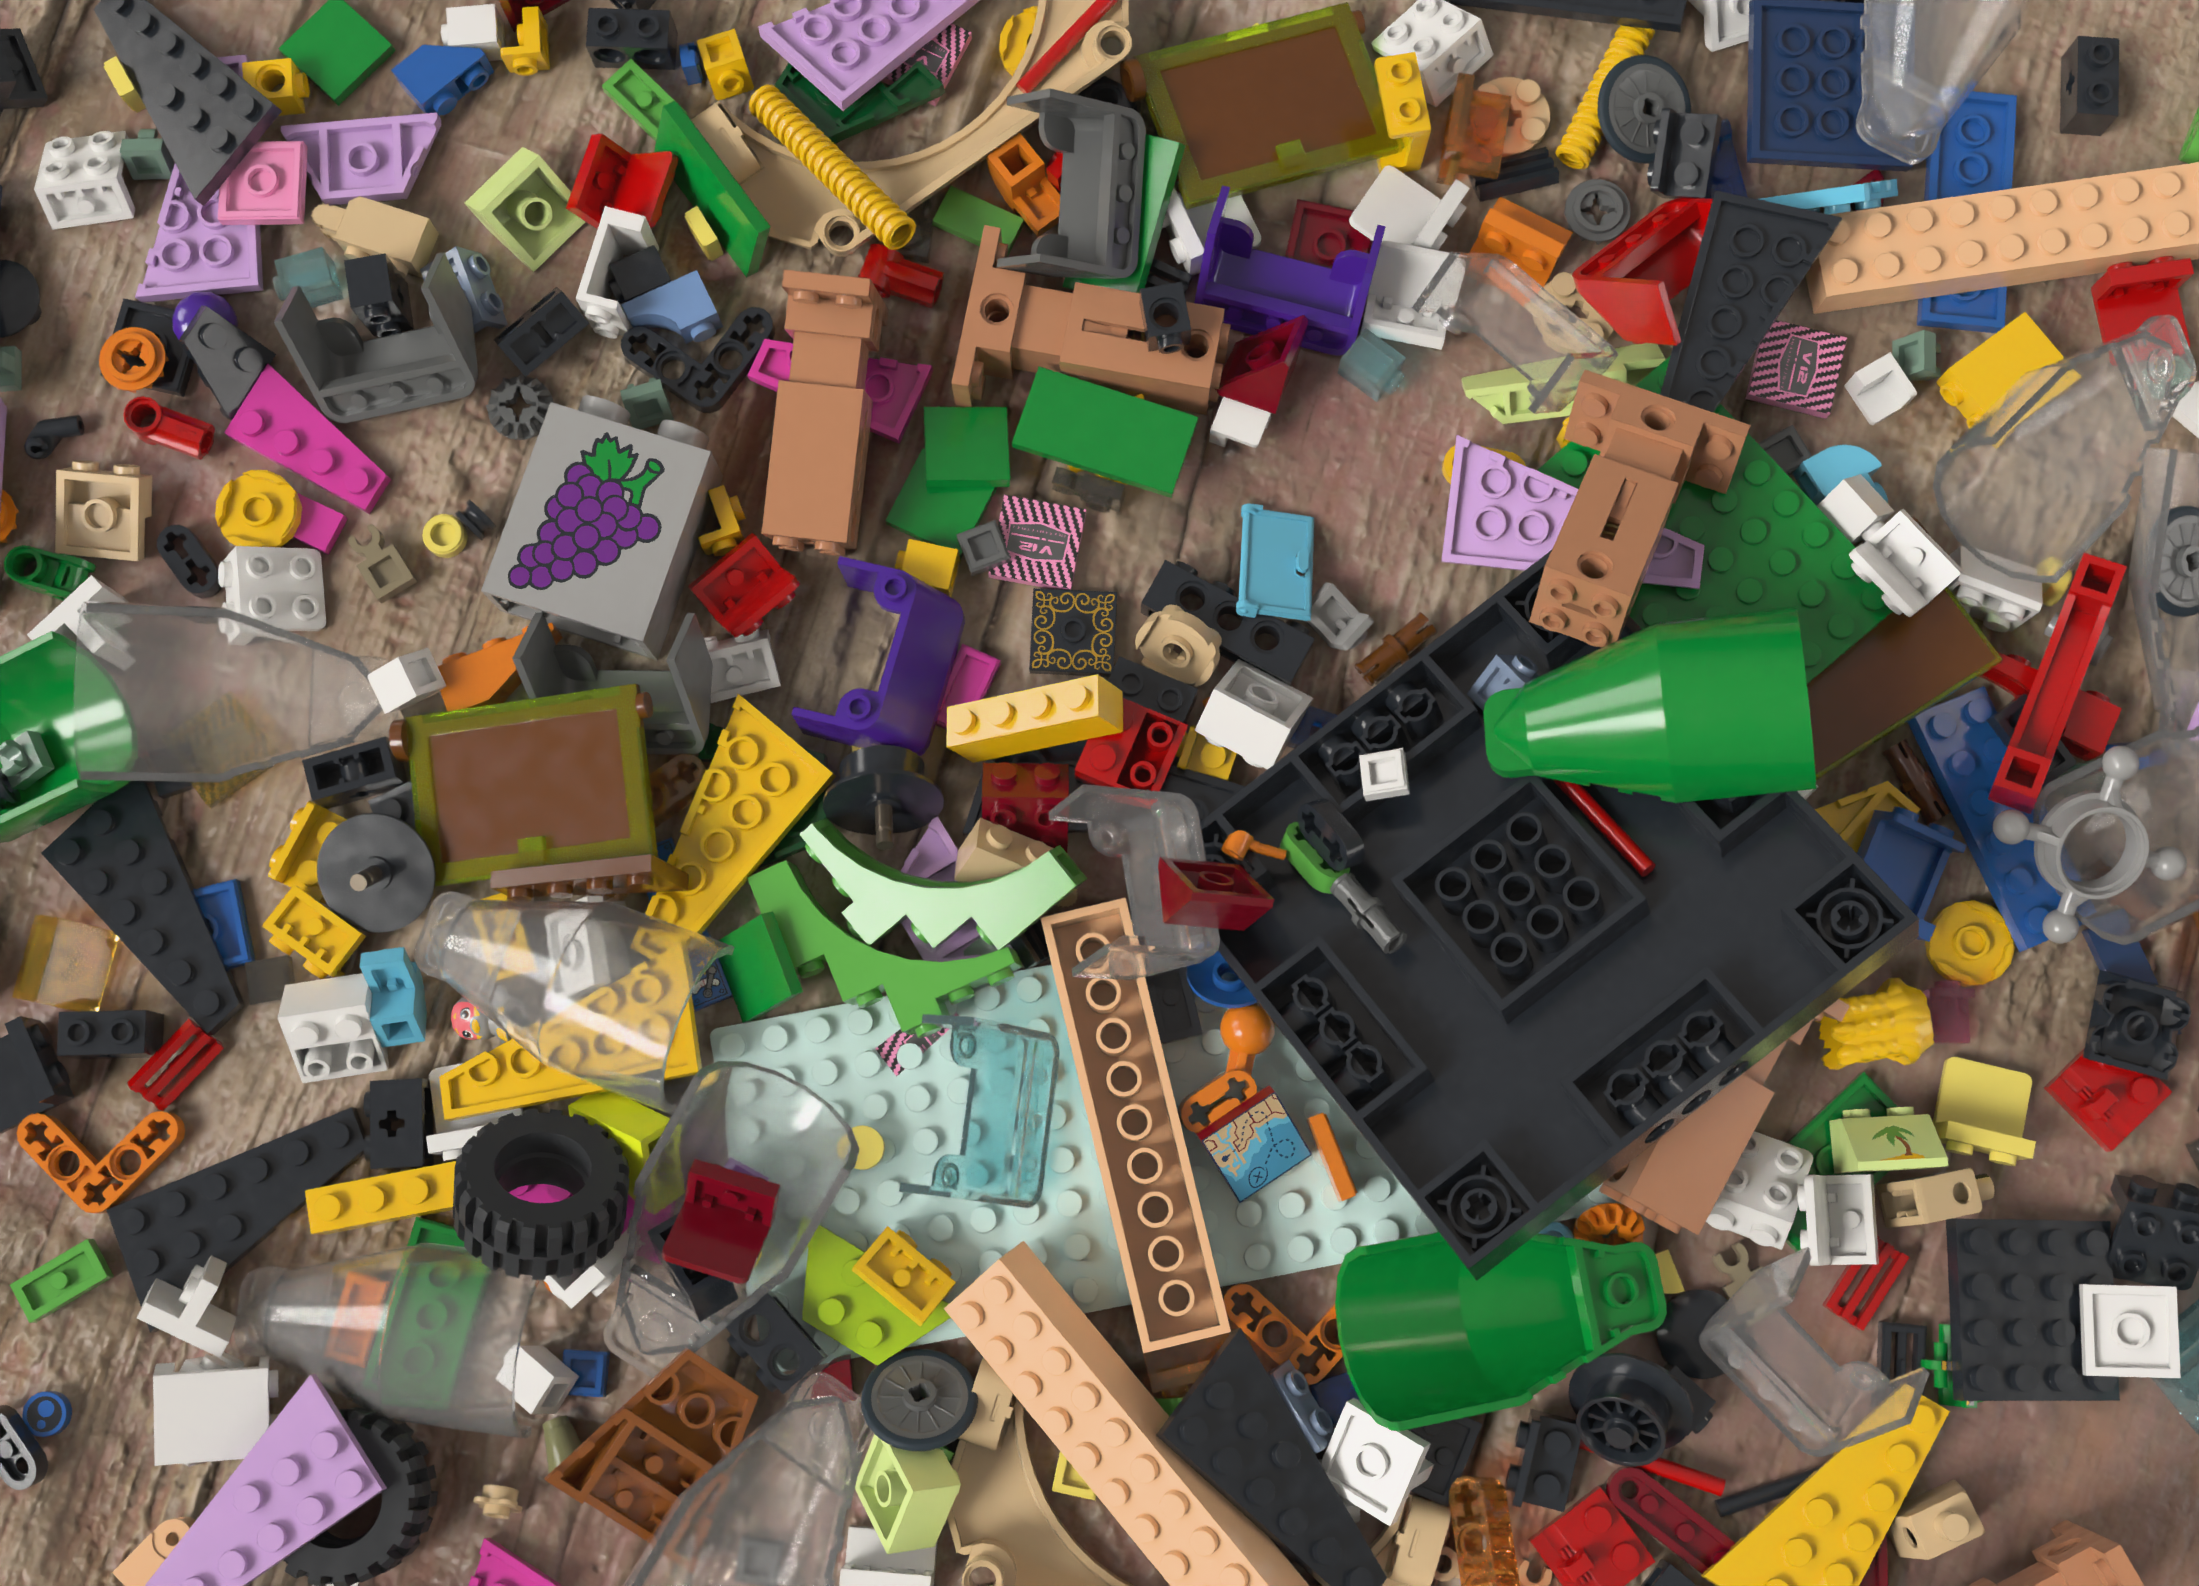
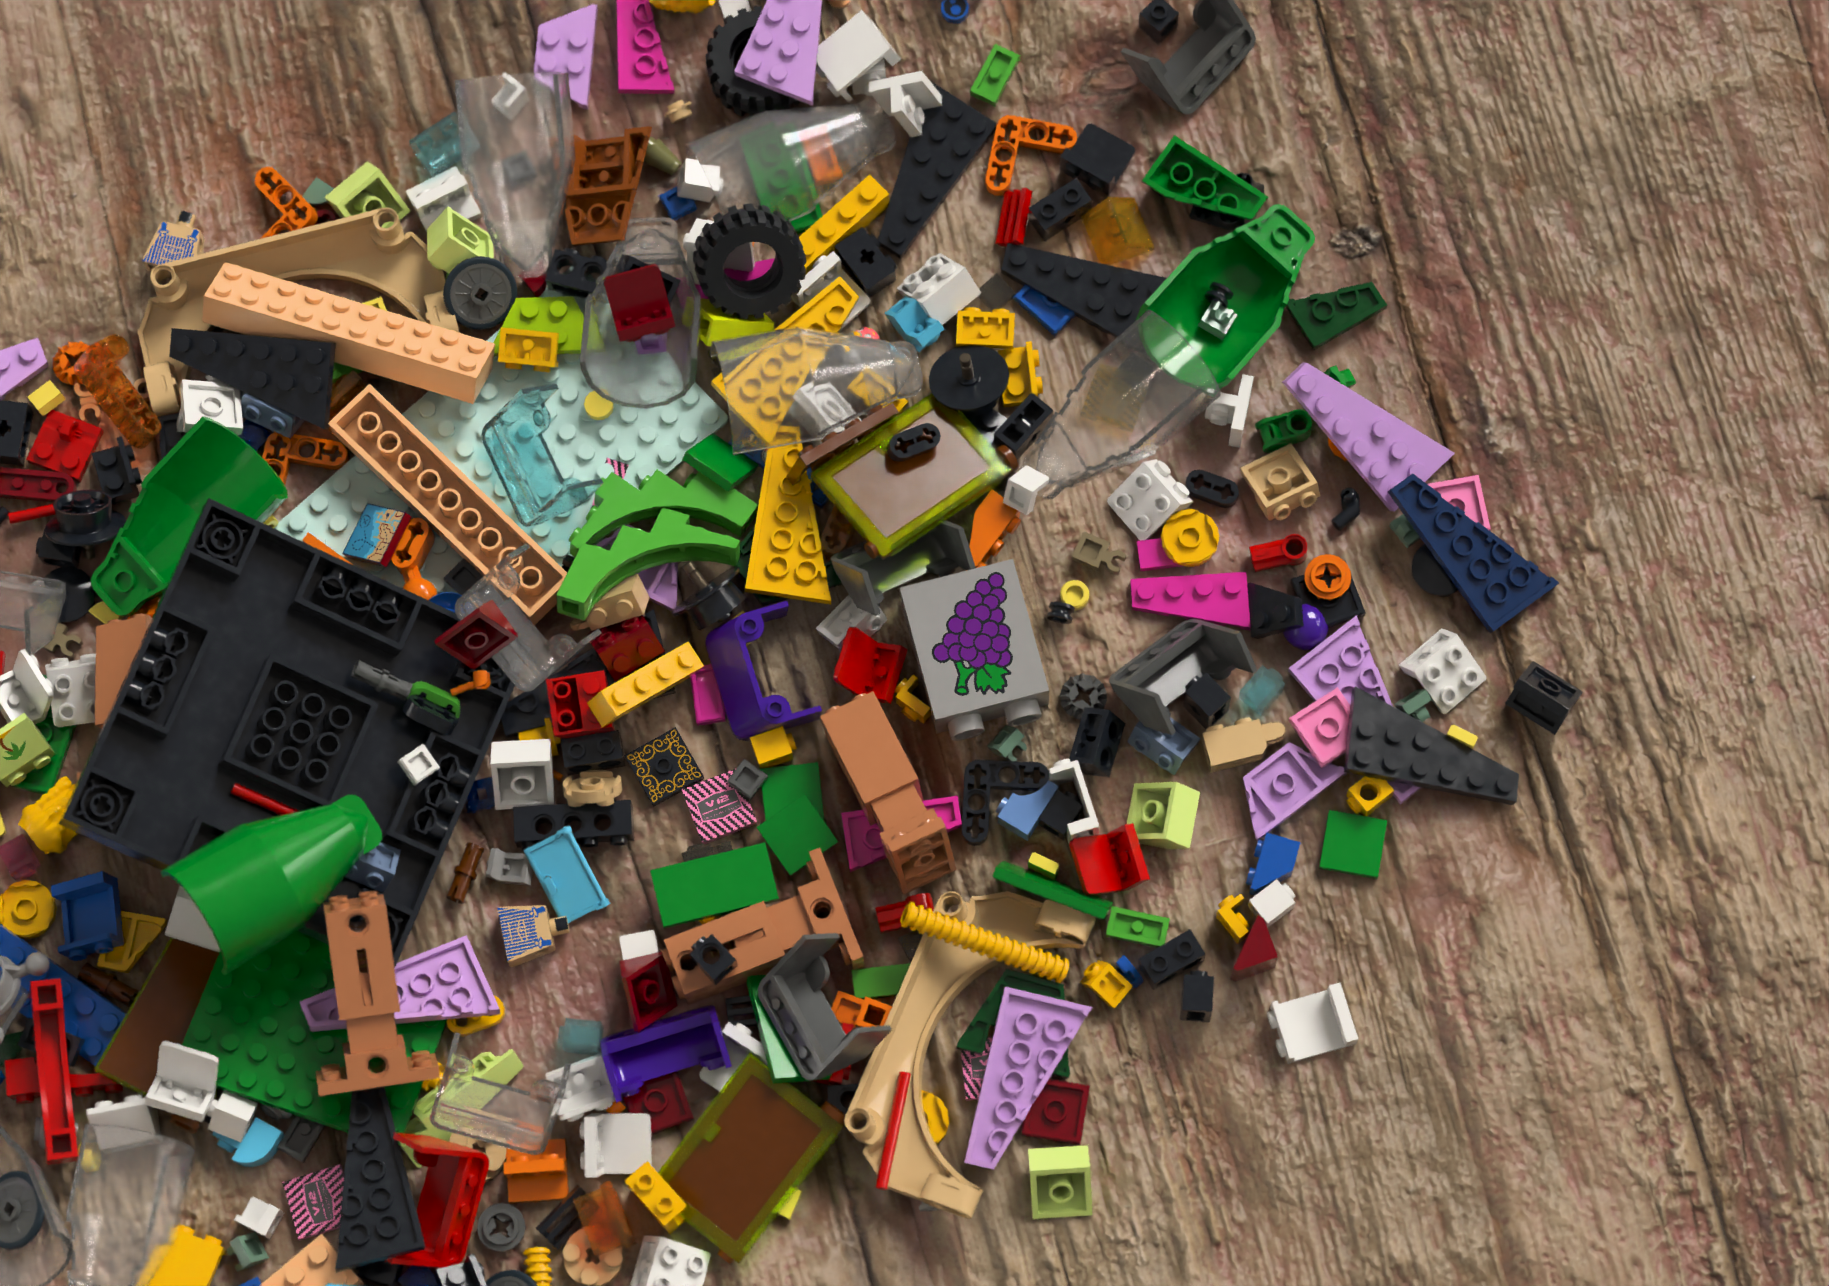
camera: 150 degrees right, 5 degrees down
(499, 828) = (915, 448): none -> black beam
(1360, 527) = (529, 932): none -> torso

